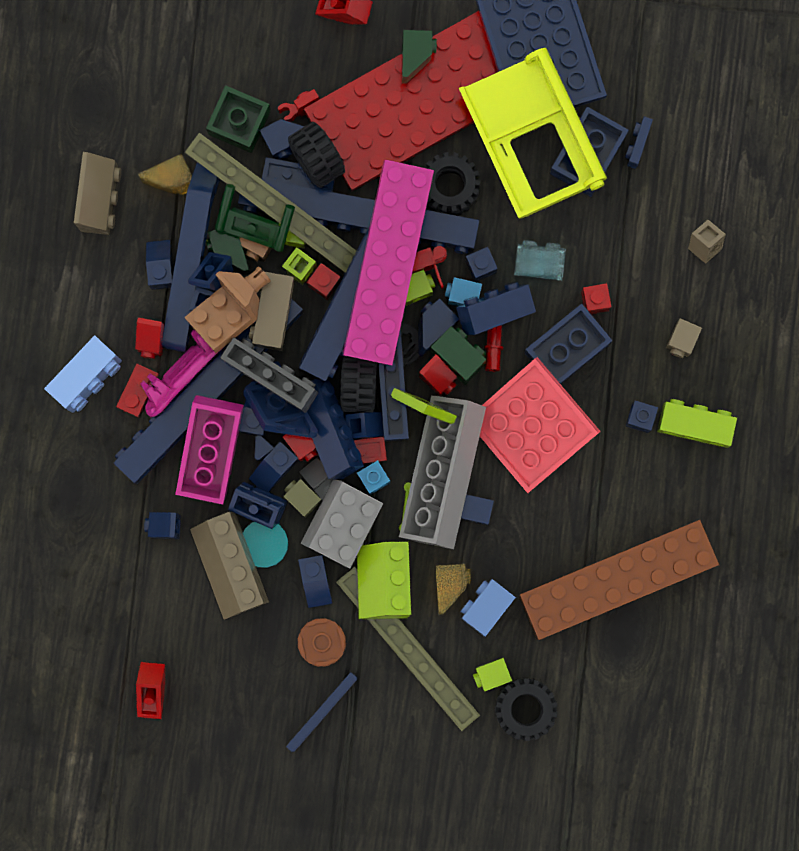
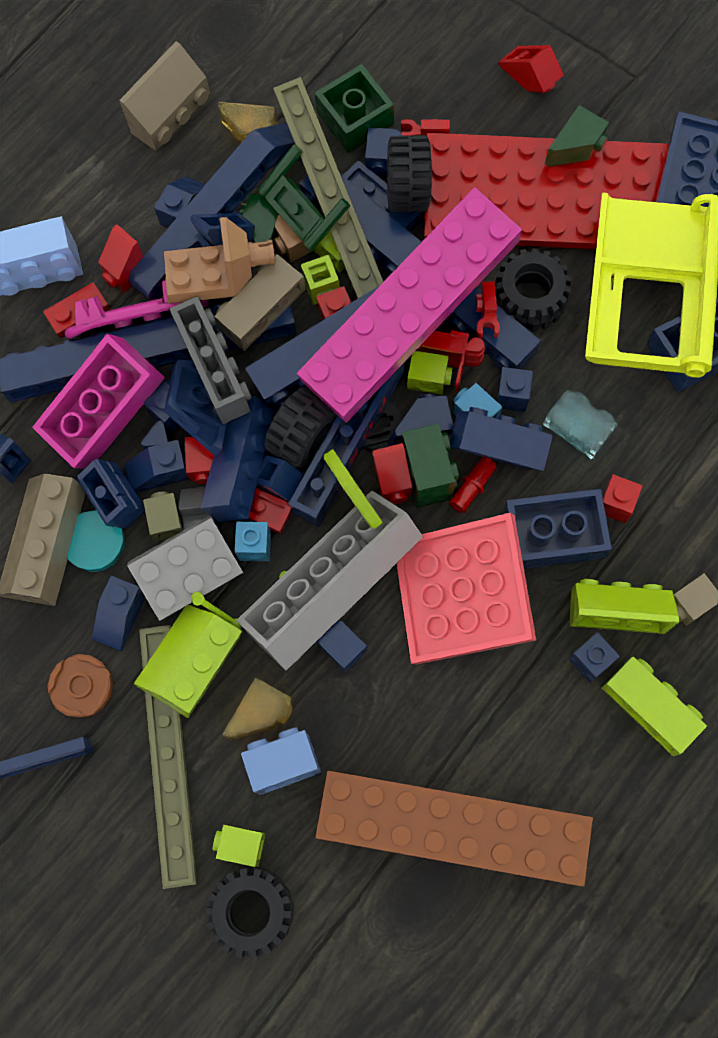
camera: 35 degrees right, 10 degrees down
(366, 539) = (198, 599): none -> lime hinge
(431, 220) = (487, 305): none -> red plate
(640, 371) = (622, 607): none -> lime slope

